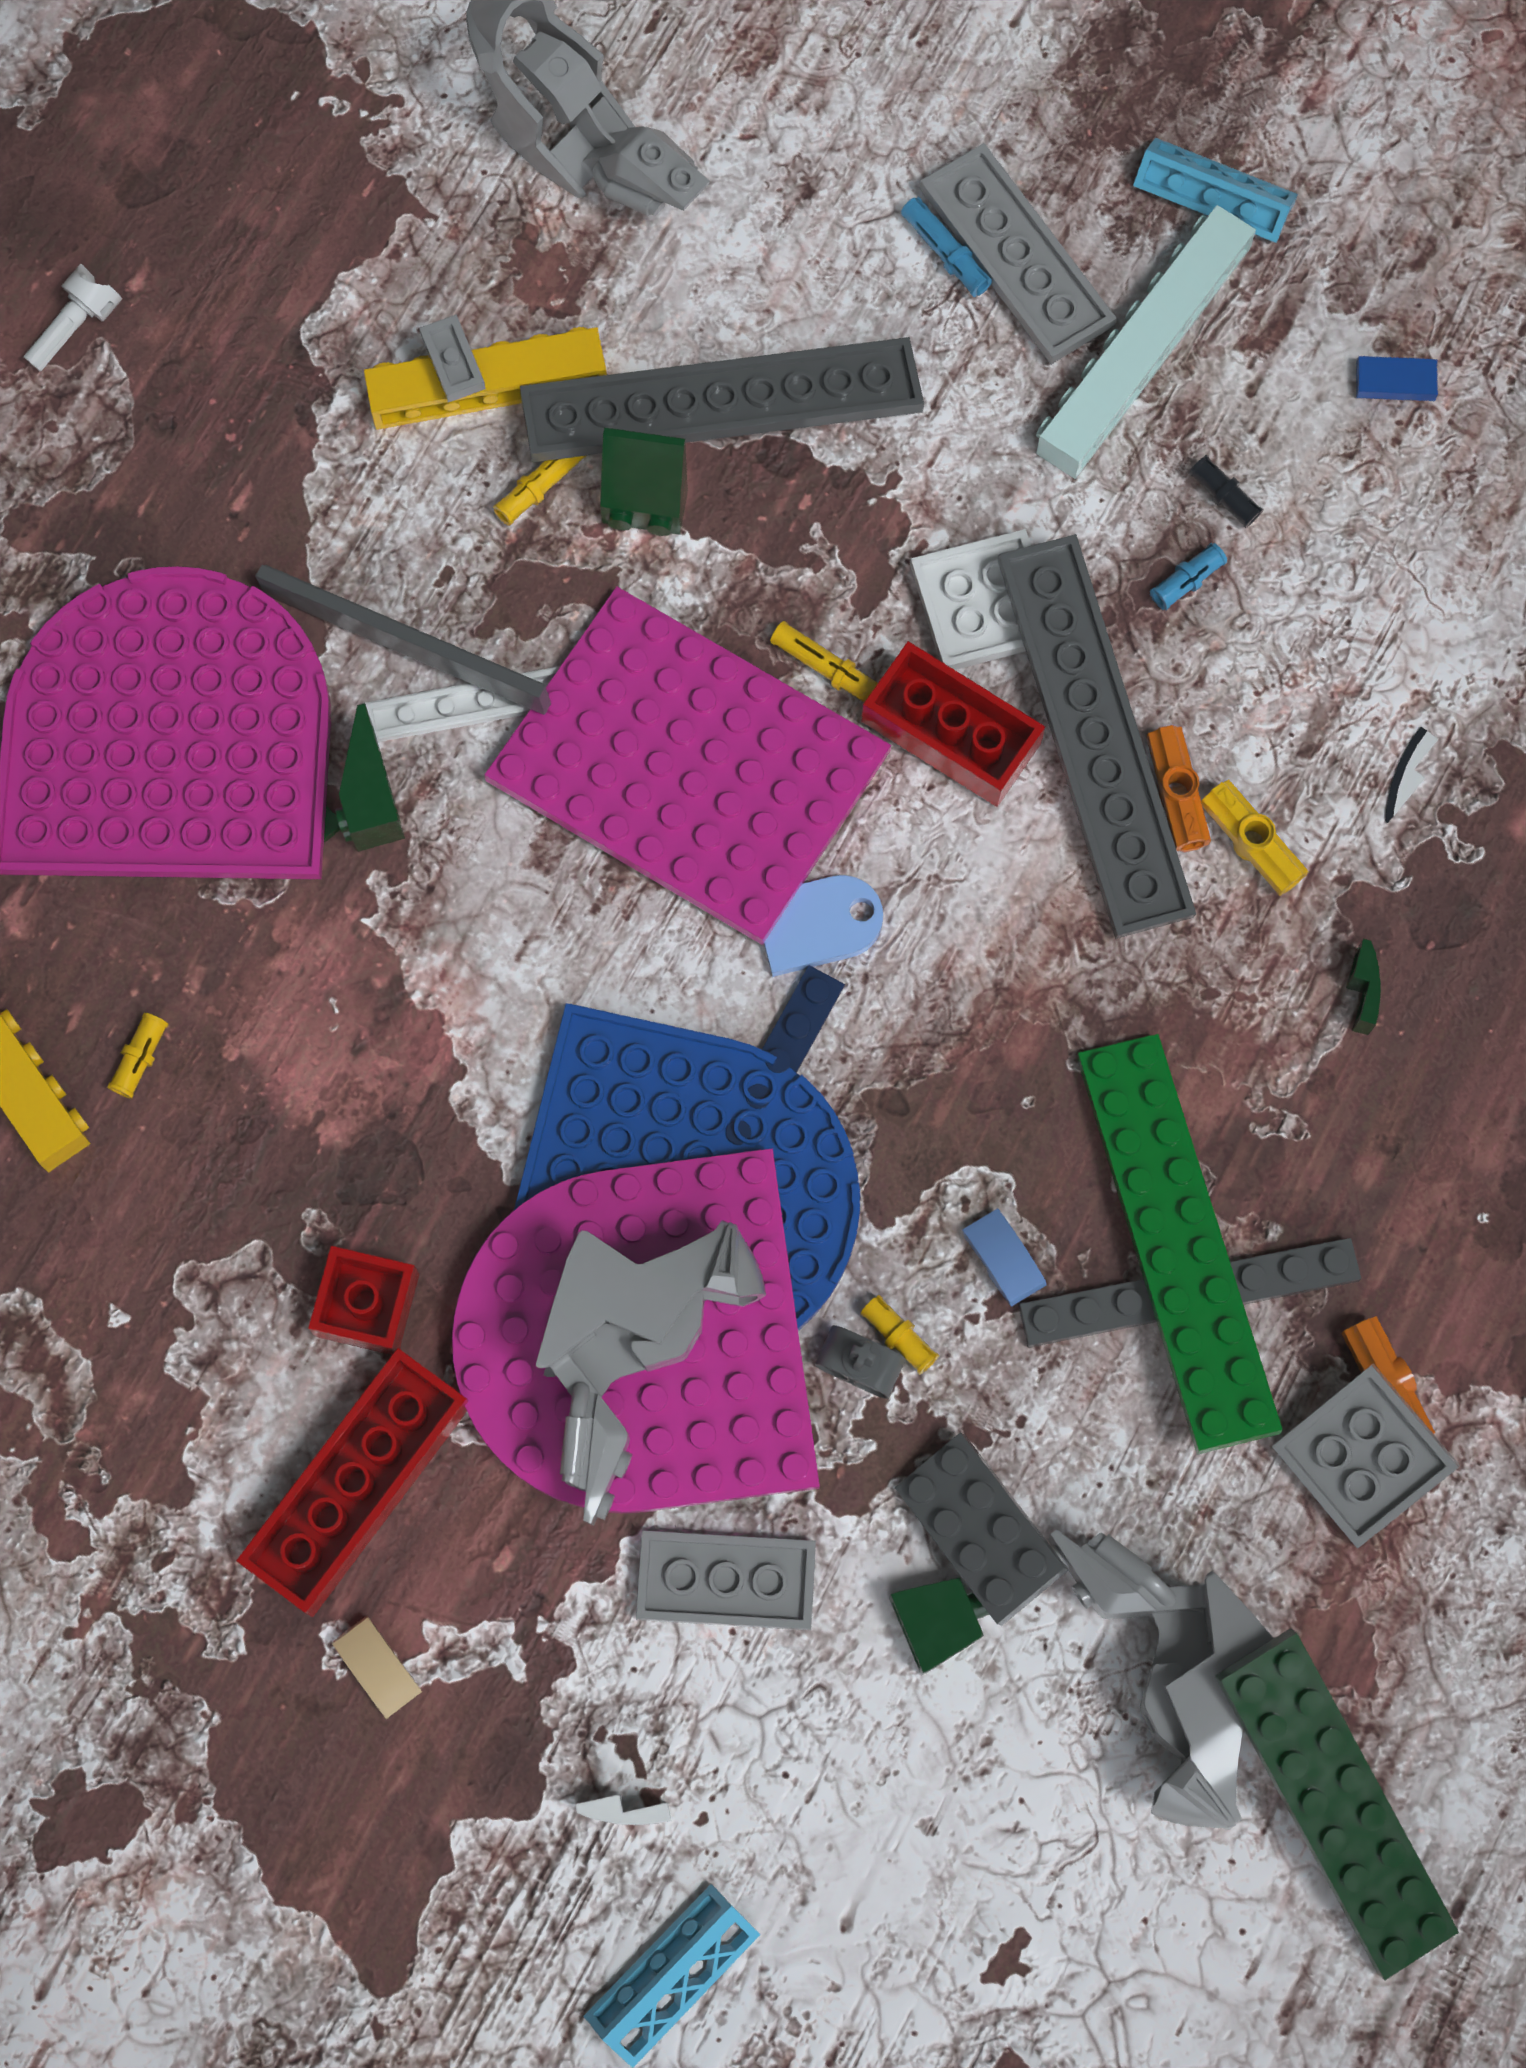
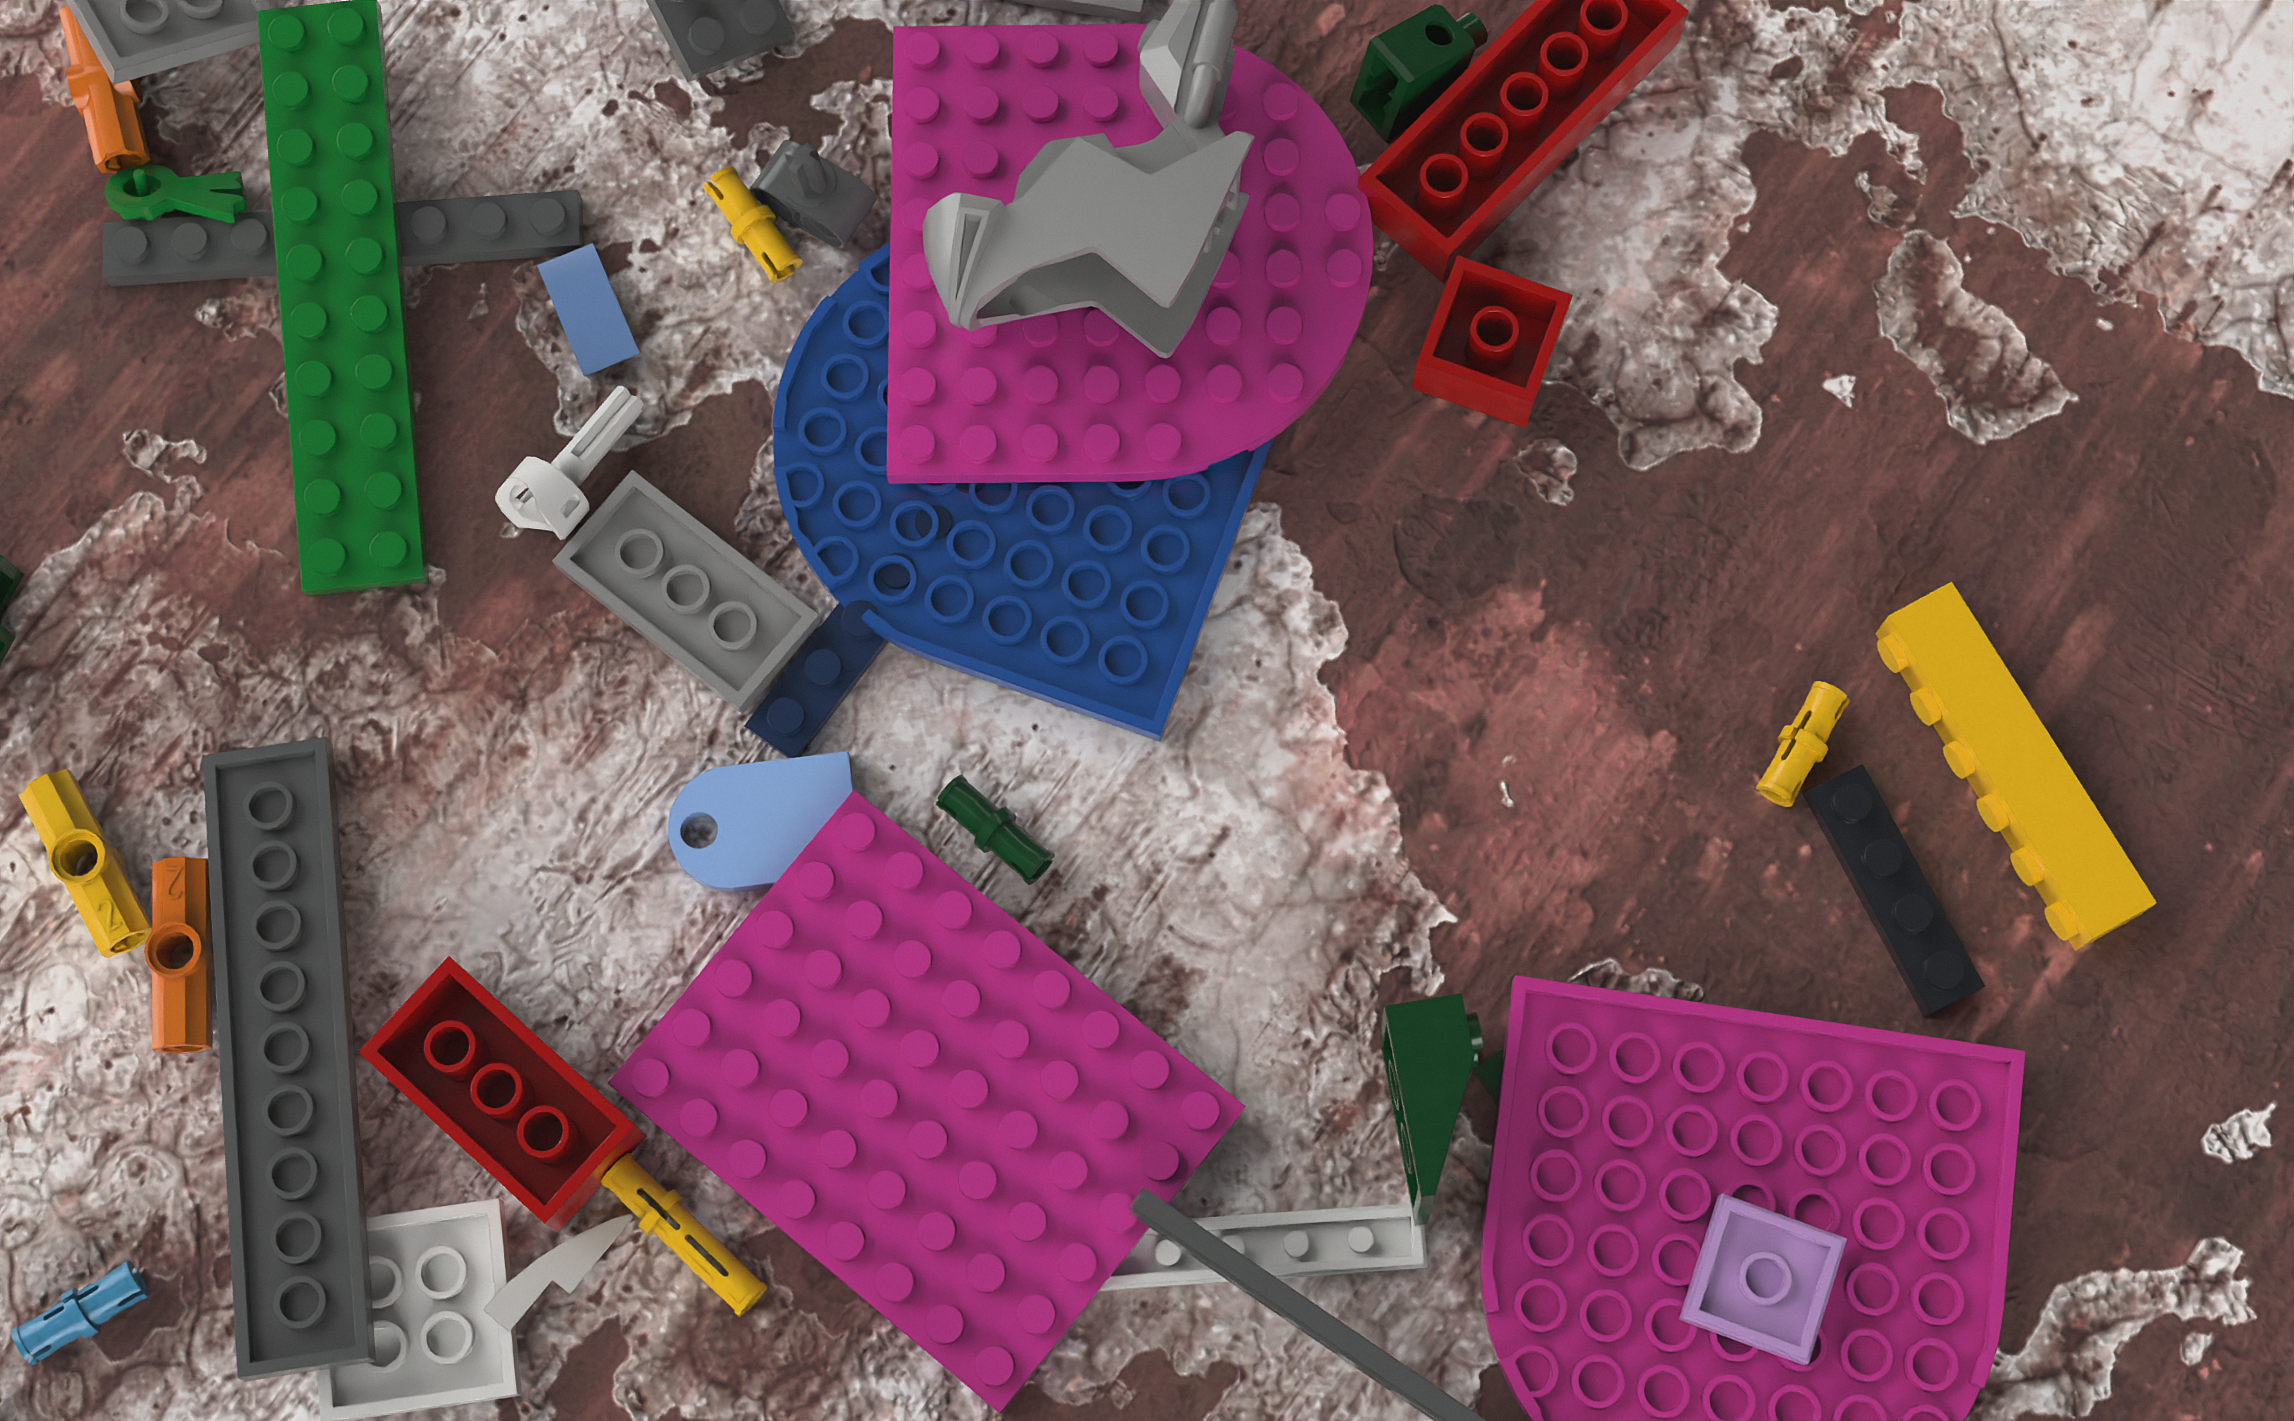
camera: 170 degrees left, 0 degrees up
(76, 969) = (1893, 891): none -> black plate
(153, 709) = (1763, 1279): none -> lavender tile
(444, 1495) = (1413, 67): none -> dark green torso
(667, 932) = (995, 829): none -> dark green pin
(897, 636) = (563, 1264): none -> white sticker
(898, 1065) = (687, 591): none -> light grey plate
(1001, 1116) = (553, 491): none -> white piece
(1335, 1305) = (154, 189): none -> green piece

